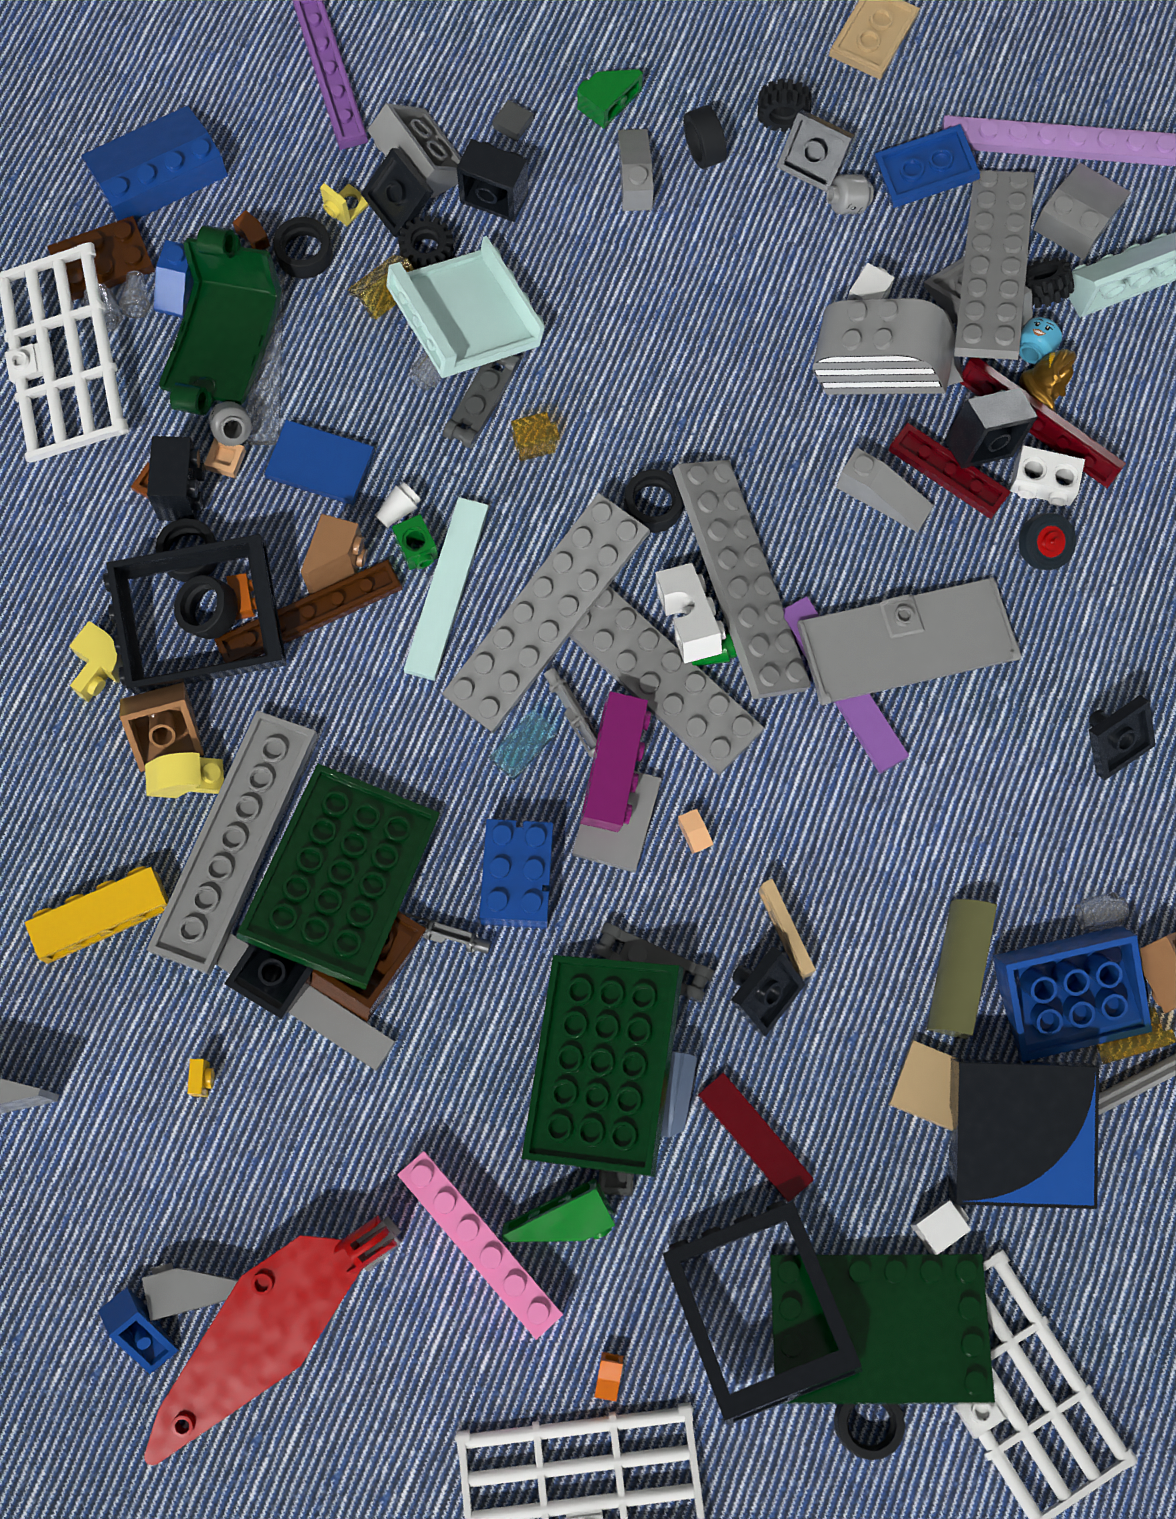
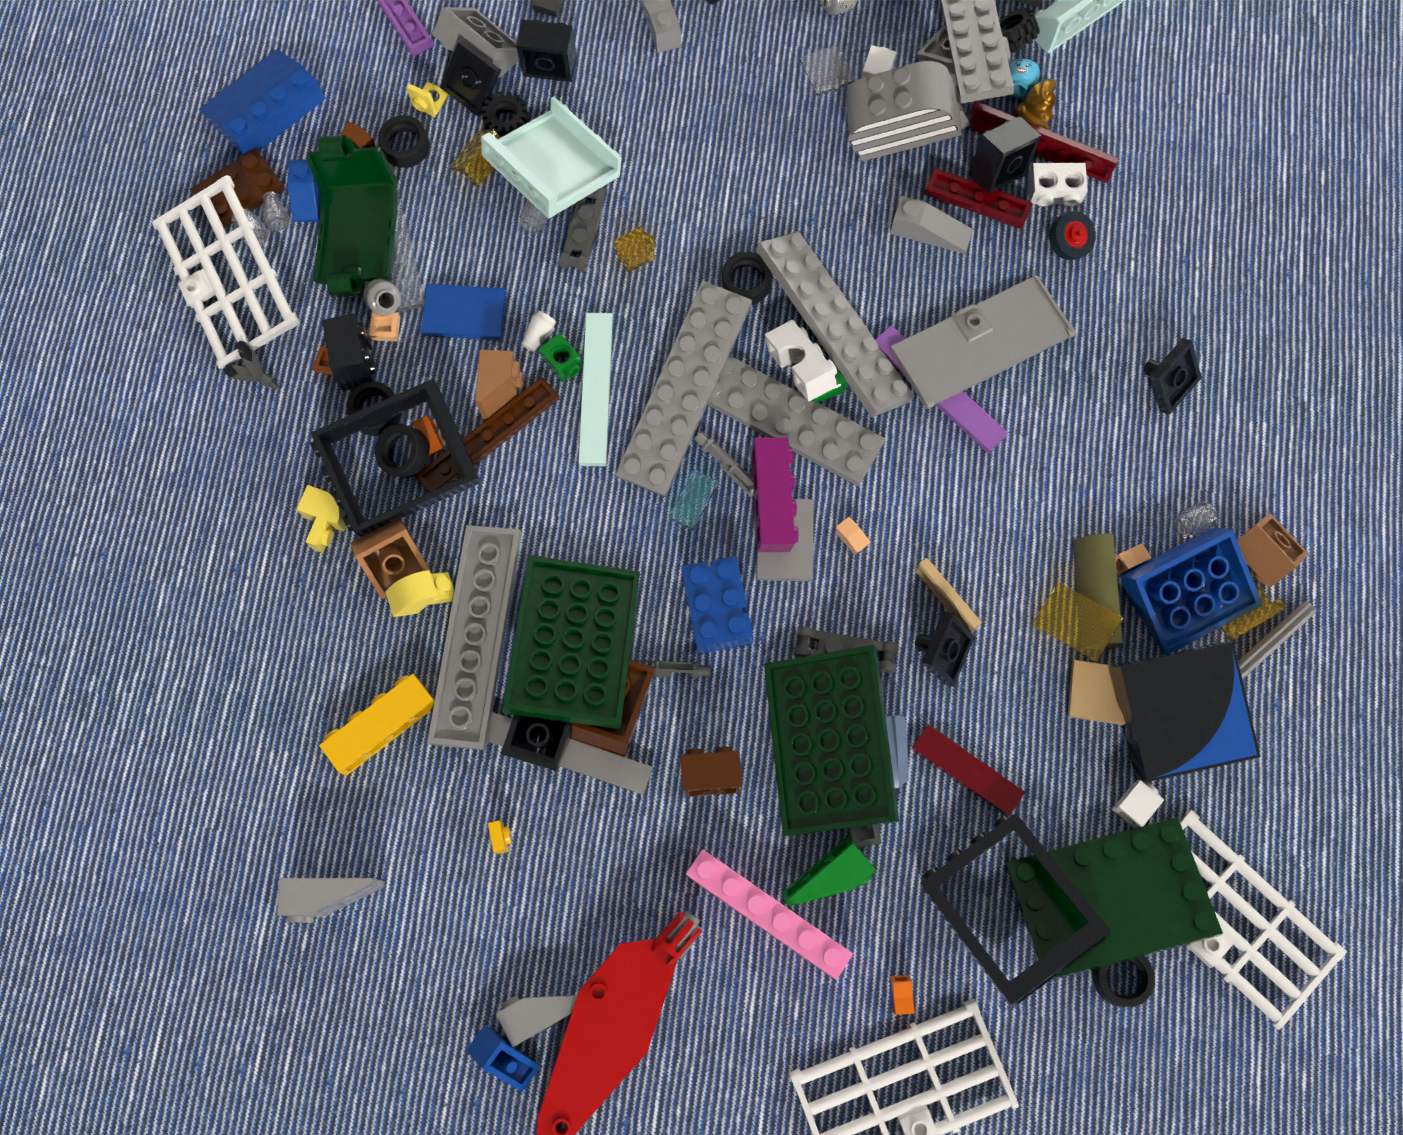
camera: 10 degrees left, 0 degrees up
(61, 473) = (252, 370): none -> dark grey piece
(456, 1065) = (711, 772): none -> reddish brown brick
(814, 277) = (827, 70): none -> clear piece
(928, 996) = (1077, 621): none -> clear yellow piece
(1012, 939) = (1131, 558): none -> light nougat piece

